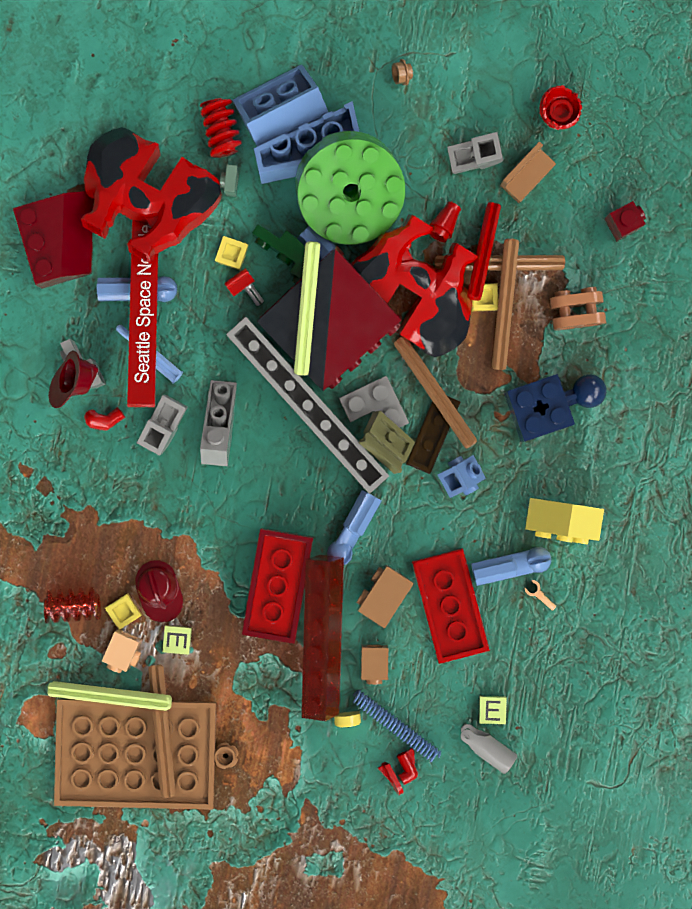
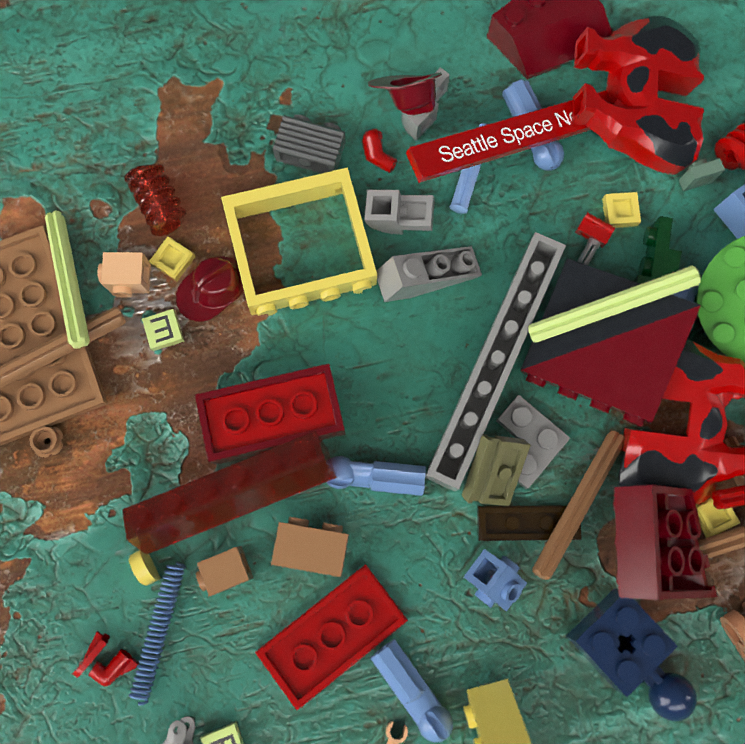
camera: 70 degrees right, 10 degrees down
(77, 470) = (309, 144): none -> dark grey brick
(111, 506) = (287, 195): none -> light yellow window
(486, 353) = (659, 544): none -> dark red wedge

